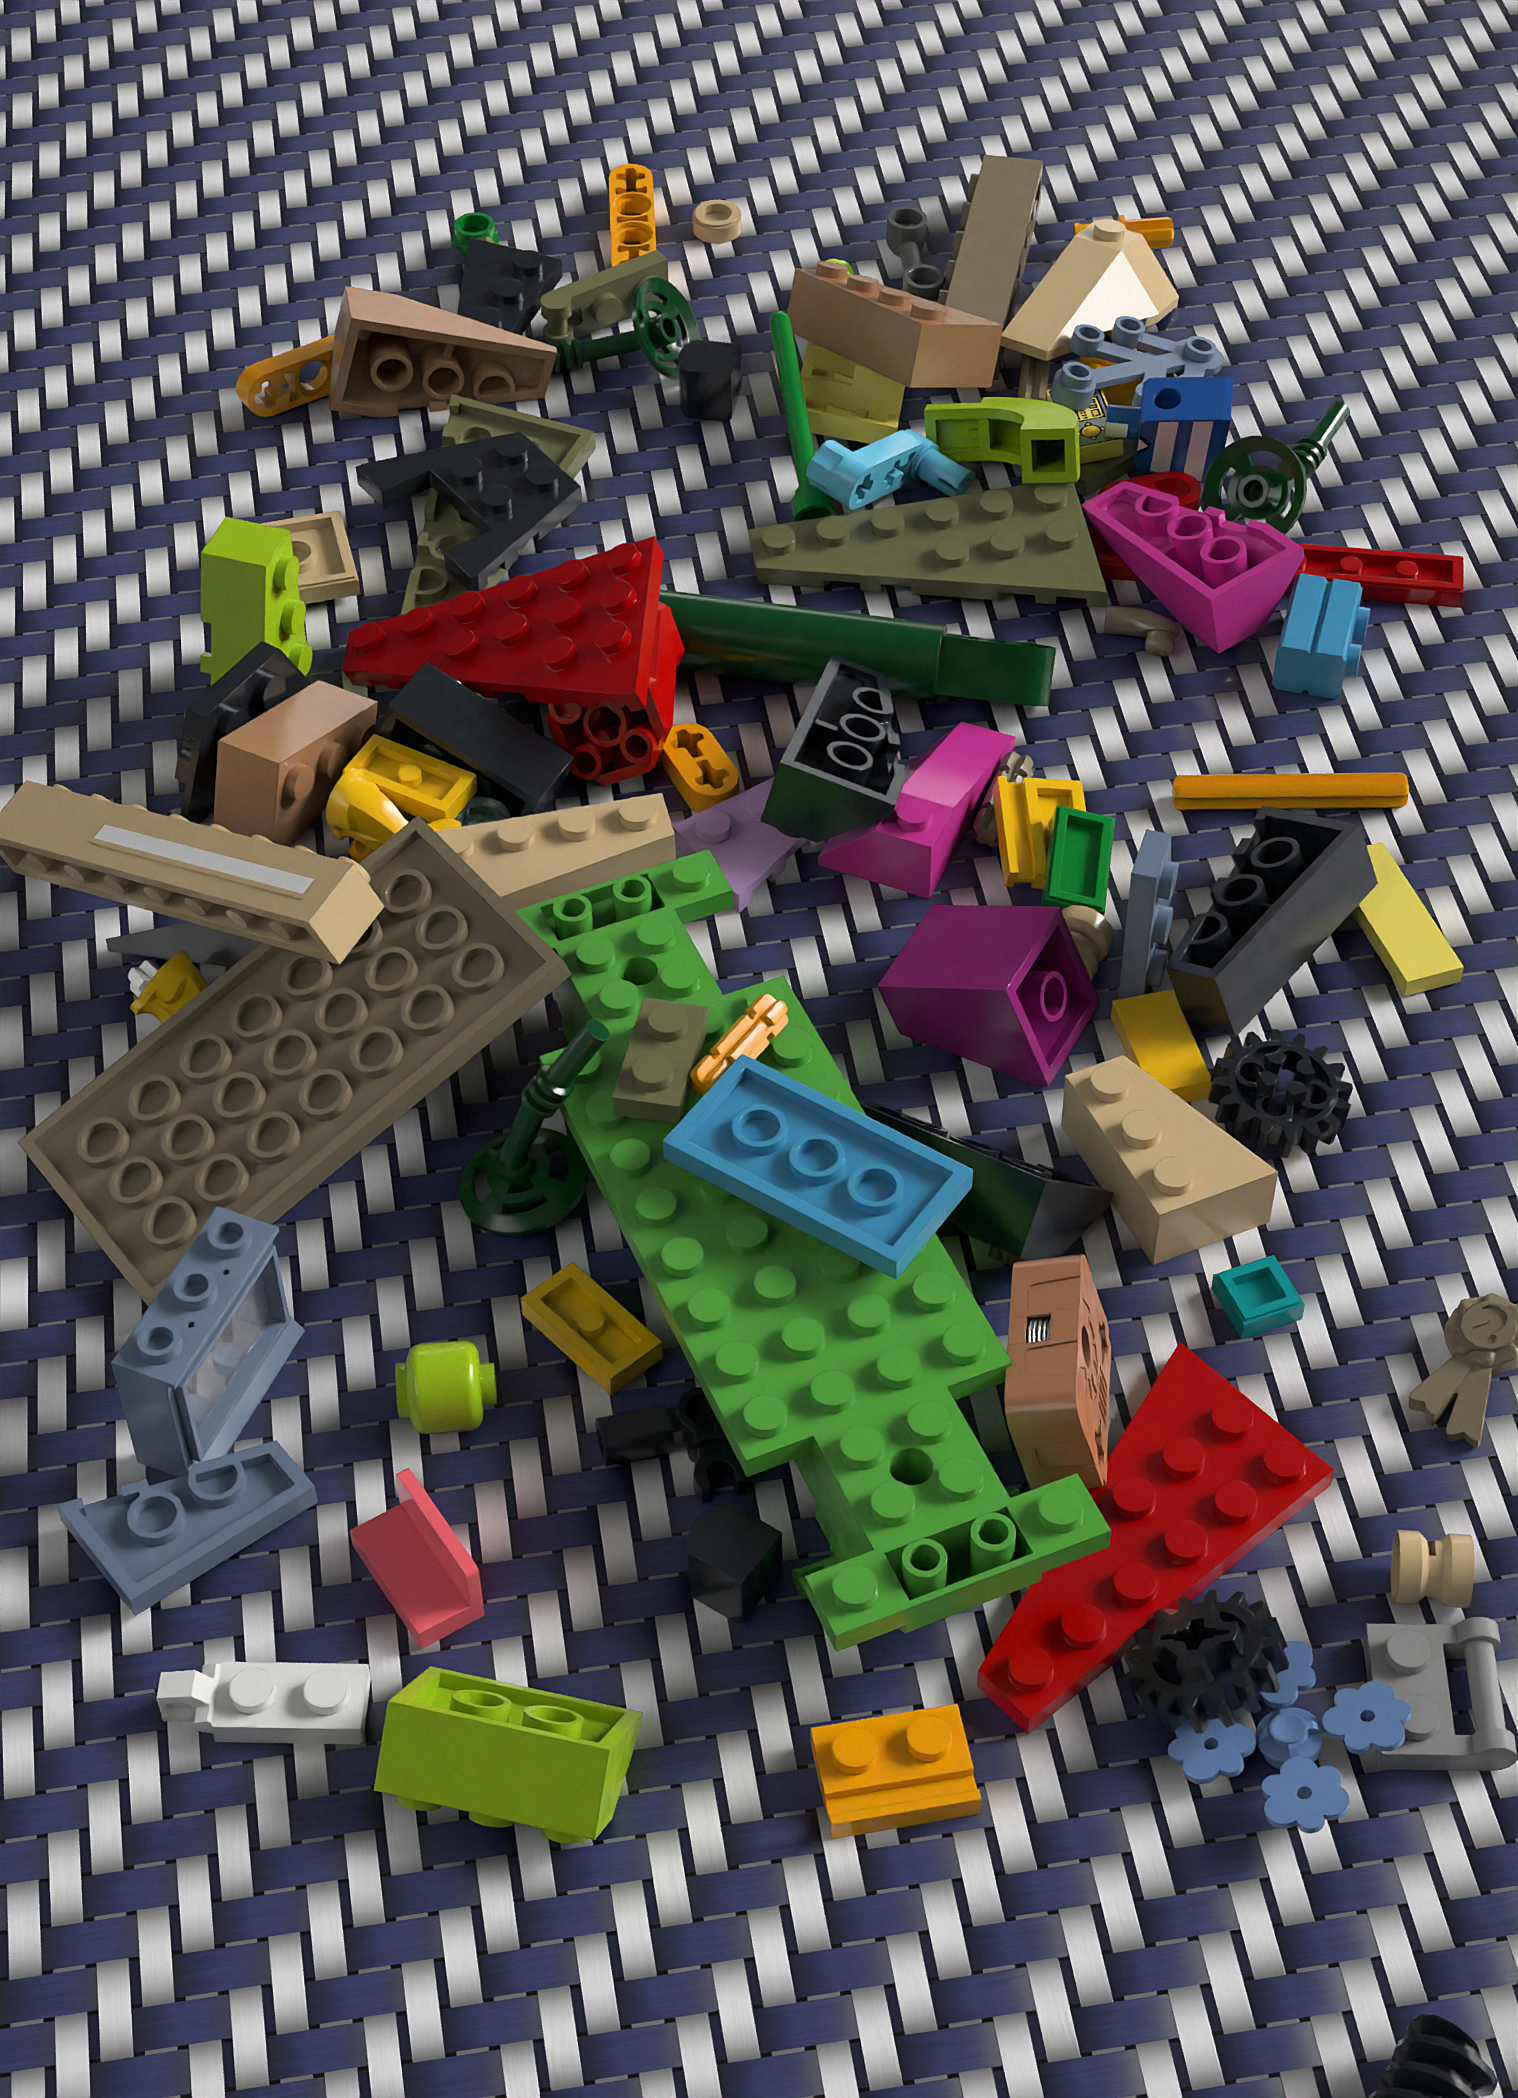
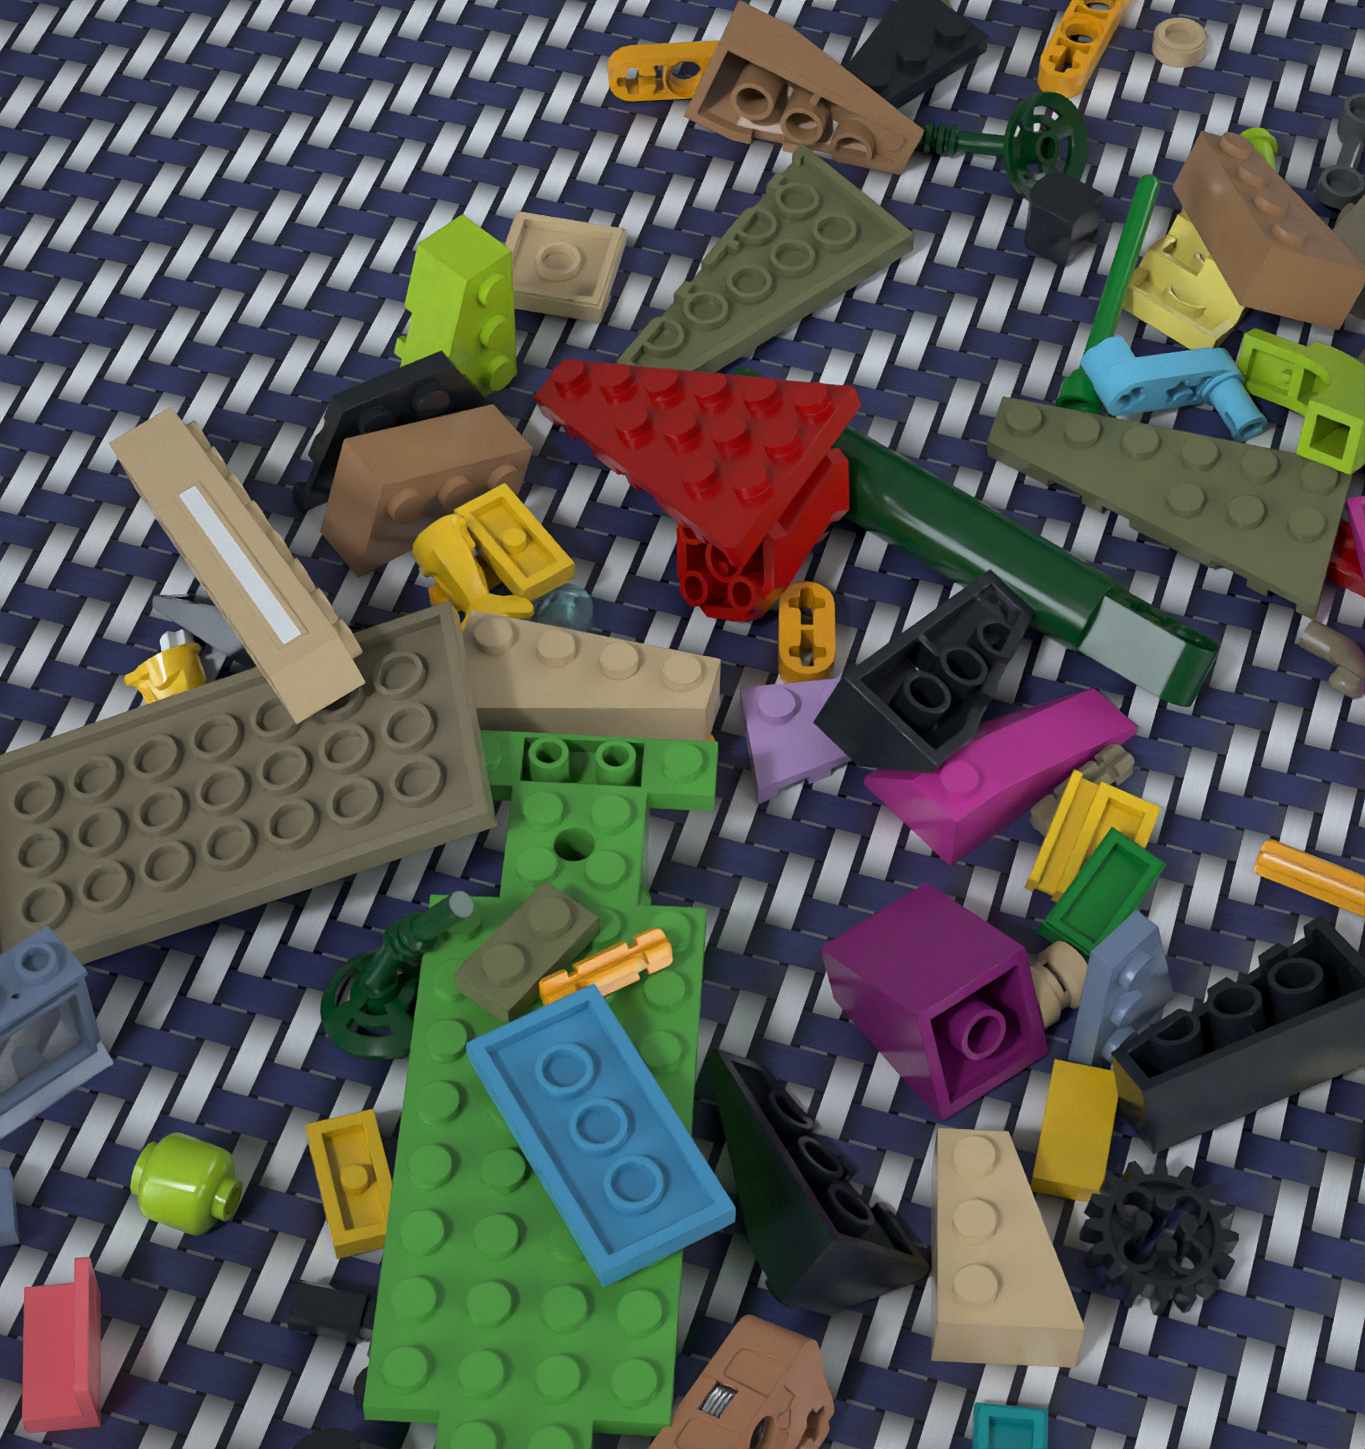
camera: 25 degrees right, 5 degrees up
(469, 732) = (599, 529): black wedge -> none
(495, 483) = (784, 263): black wing -> none
(599, 298) = (1003, 87): olive plate -> none

